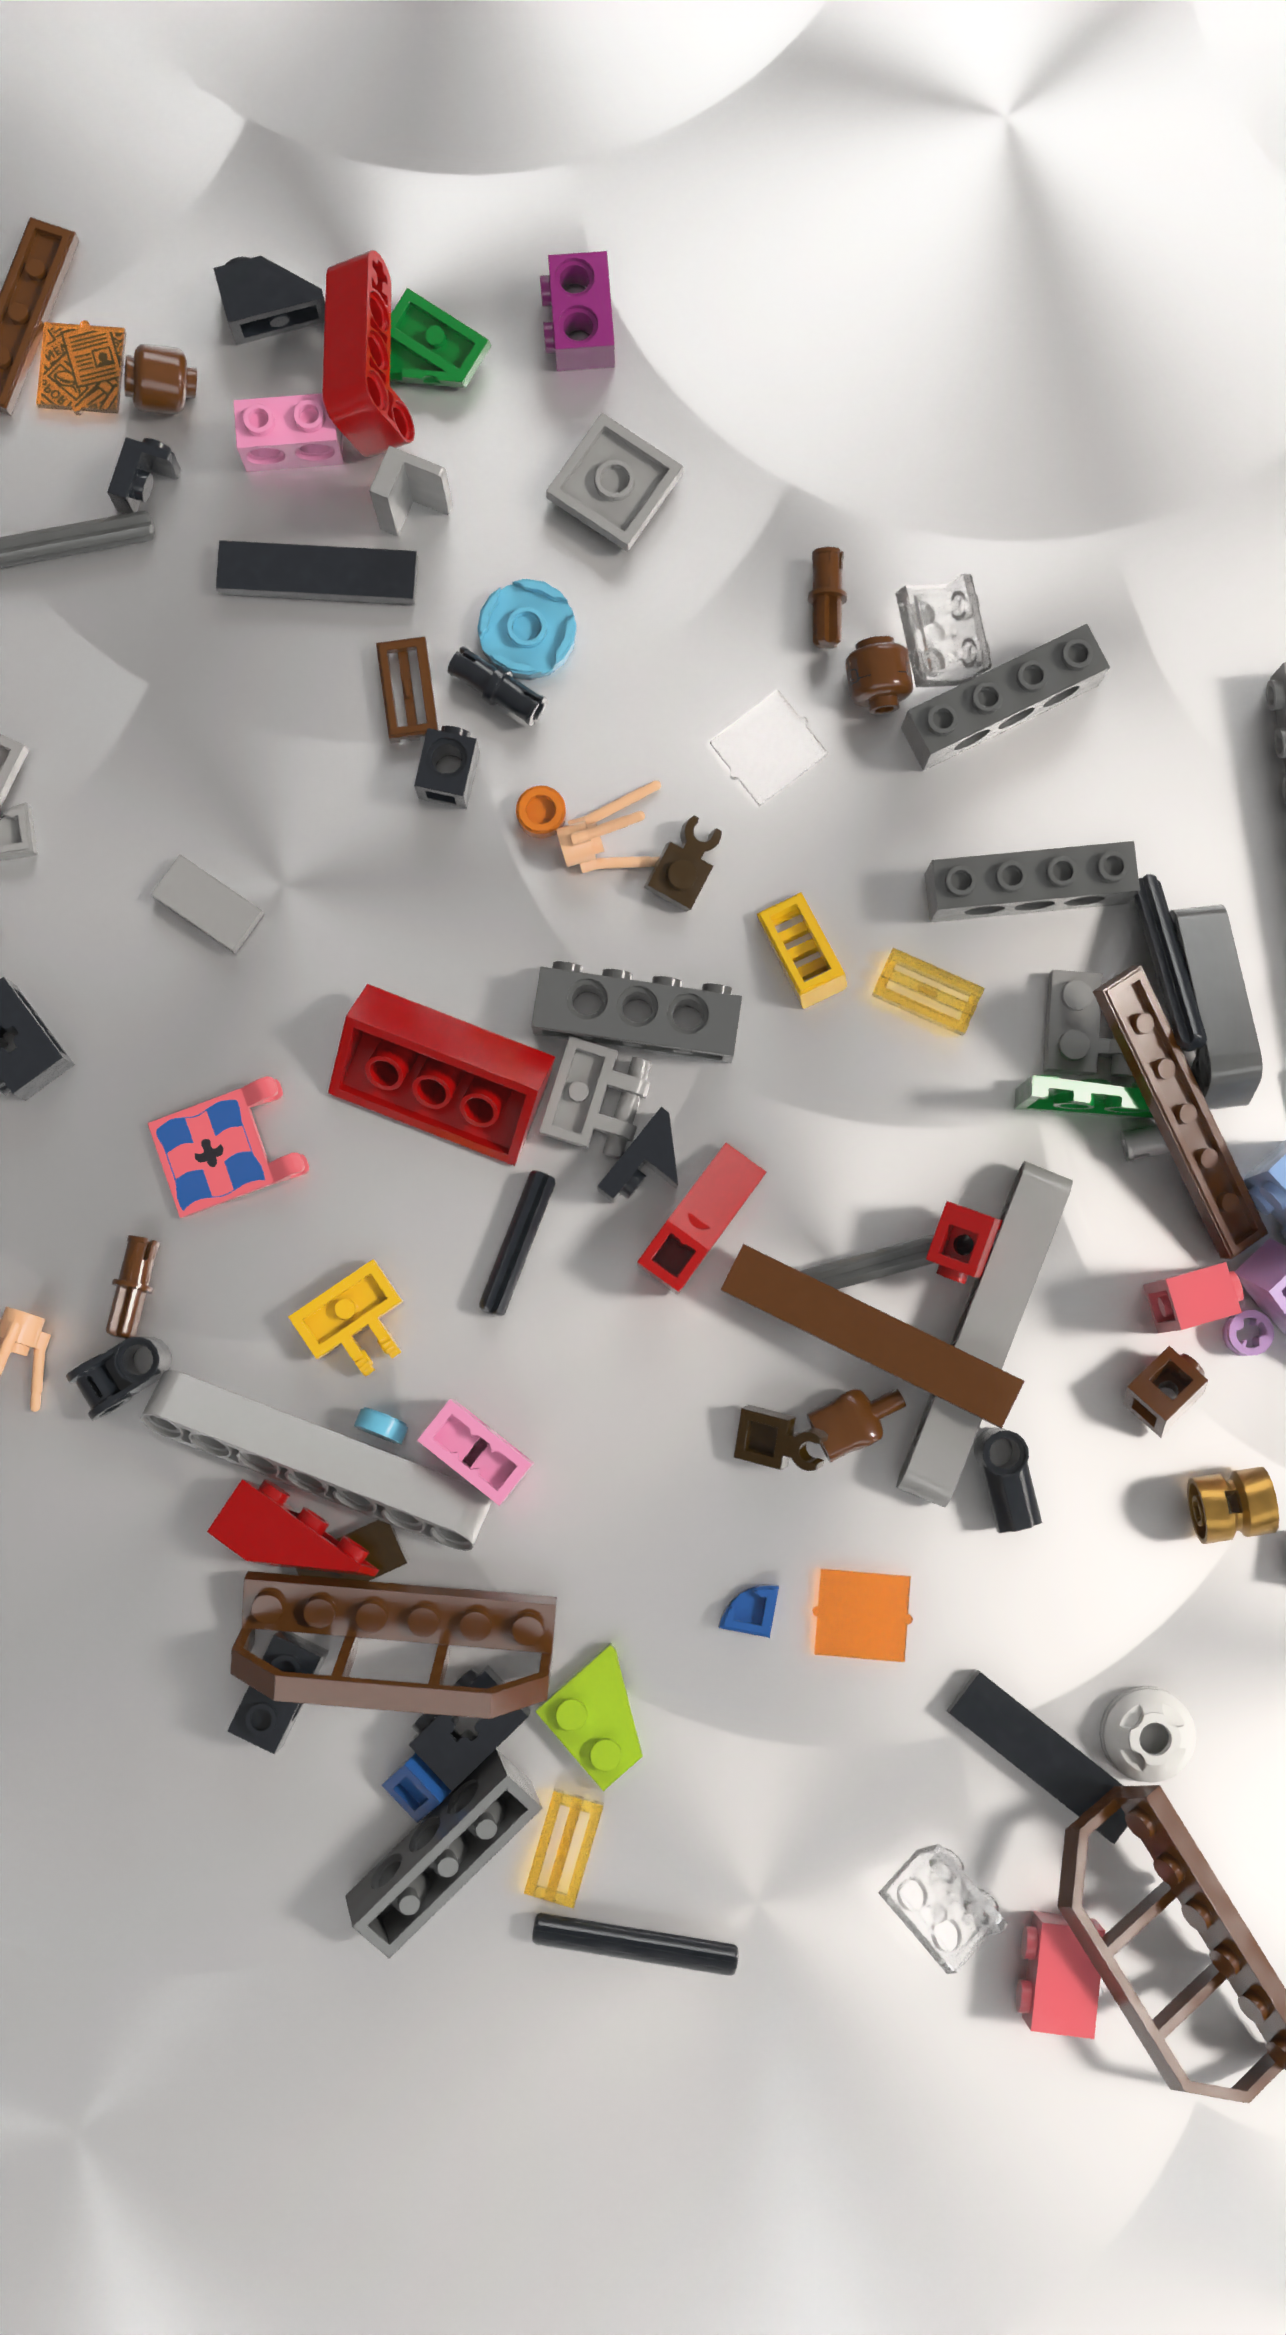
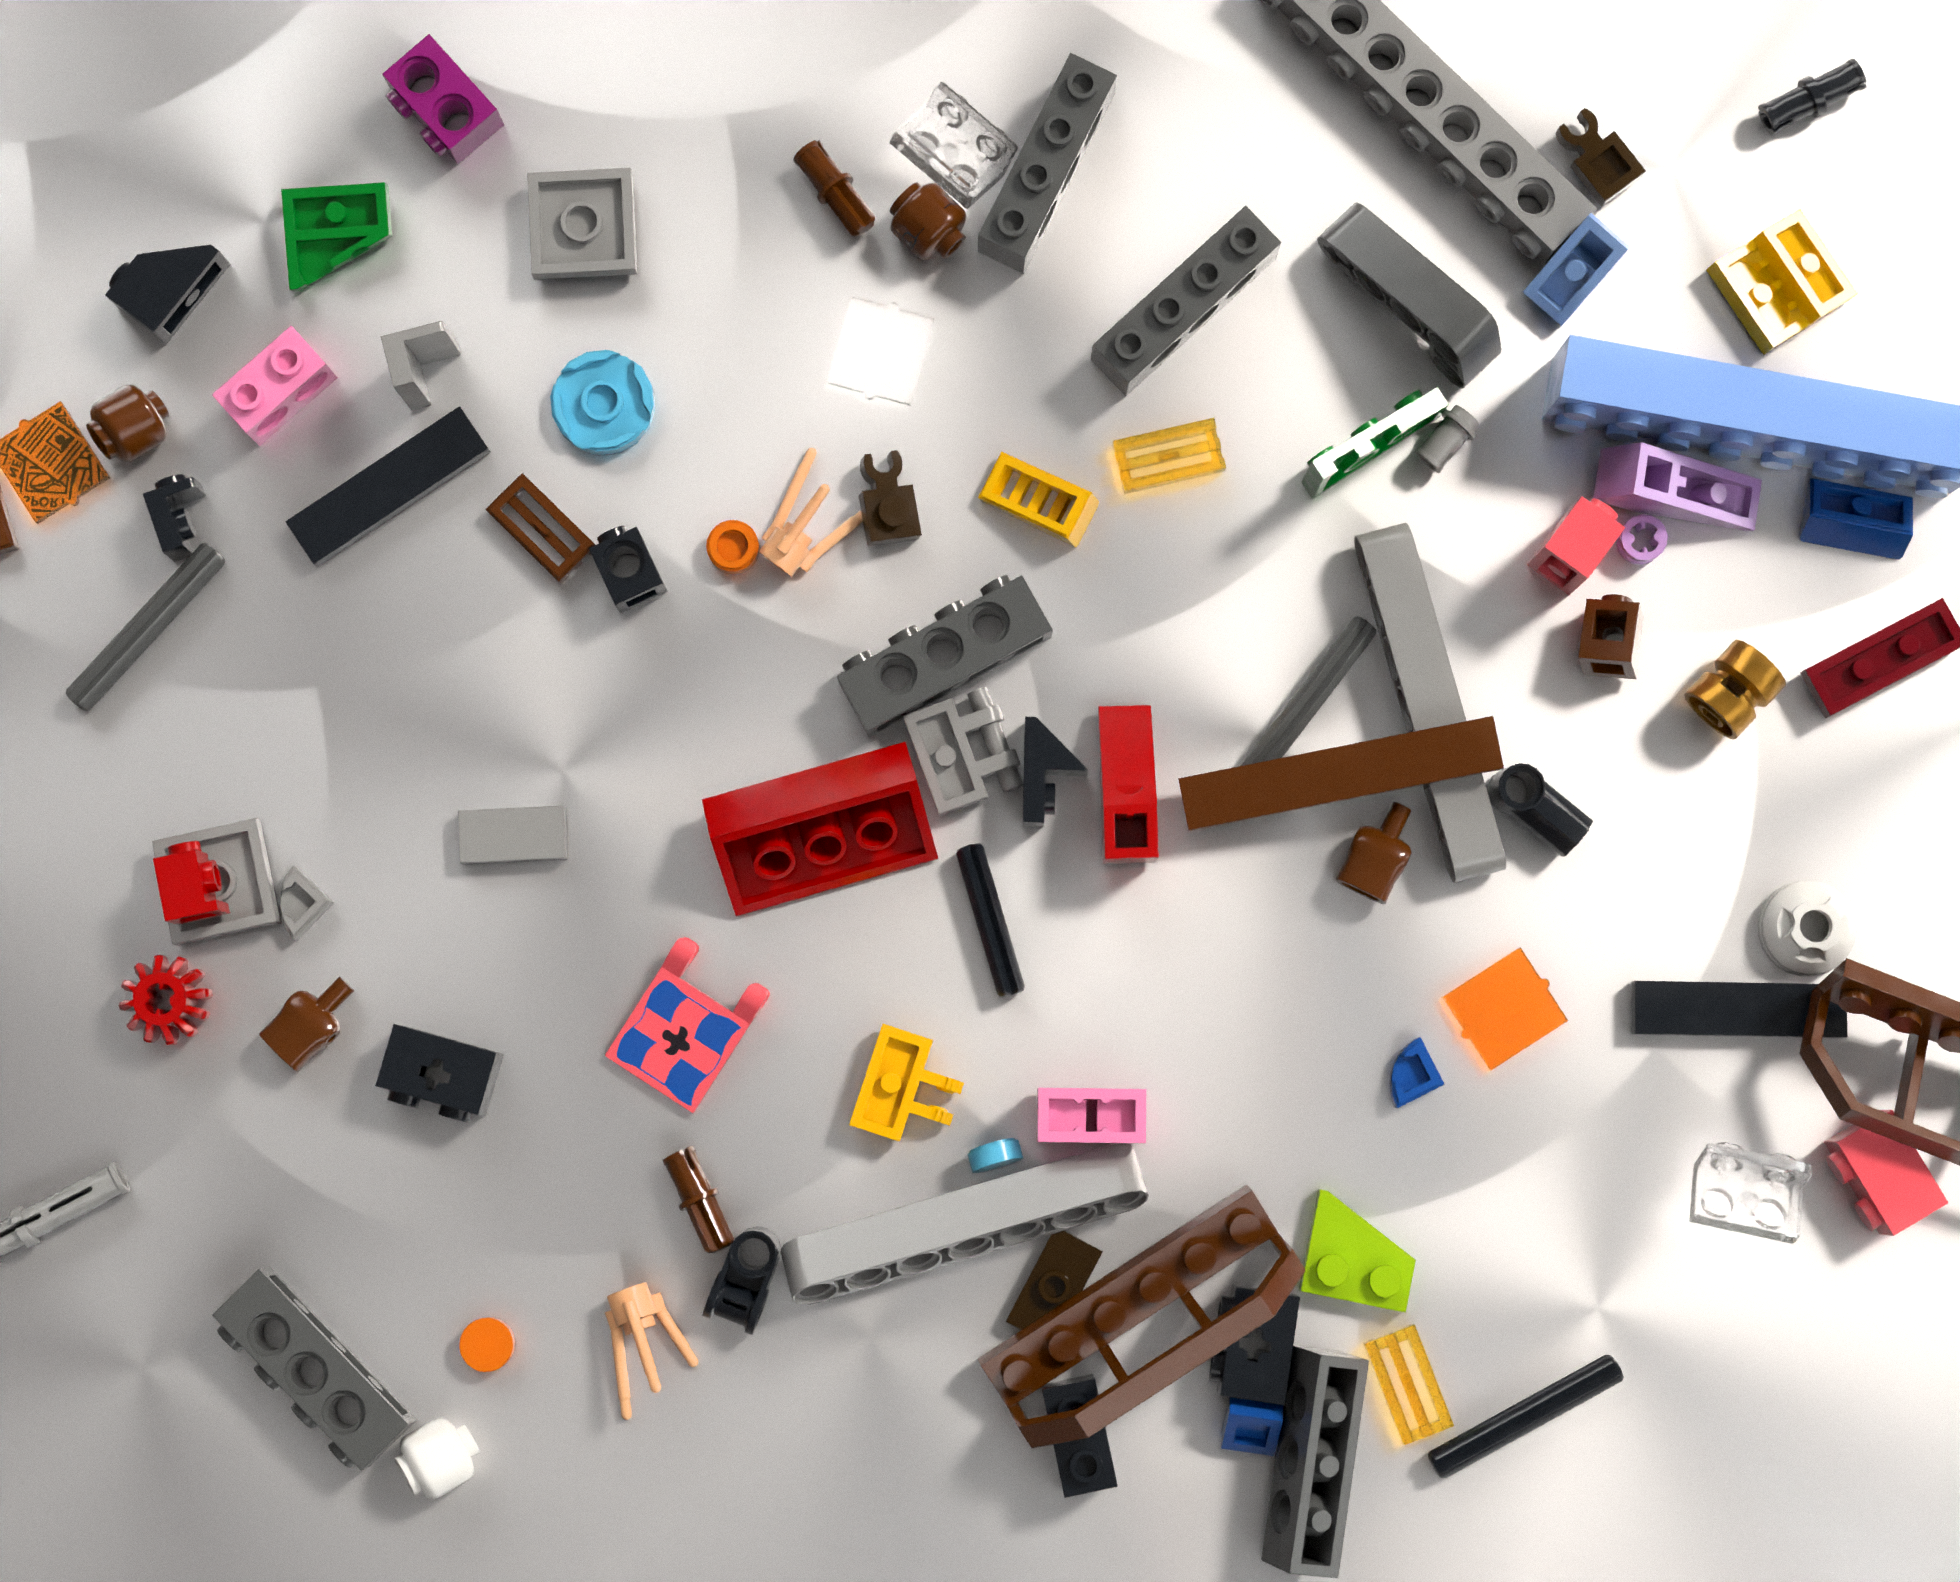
camera: 35 degrees left, 0 degrees up
(272, 1533) = (976, 1311): red slope -> none
(358, 357) = (287, 277): red beam -> none
(497, 685) = (615, 468): black pin -> none
(770, 1440) = (1323, 923): dark brown plate -> none
(953, 1224) = (1338, 630): red brick -> none
(1074, 1027) = (1308, 390): light grey plate -> none
(1169, 965) = (1351, 285): black axle -> none
(1180, 1111) = (1452, 400): reddish brown tile -> none

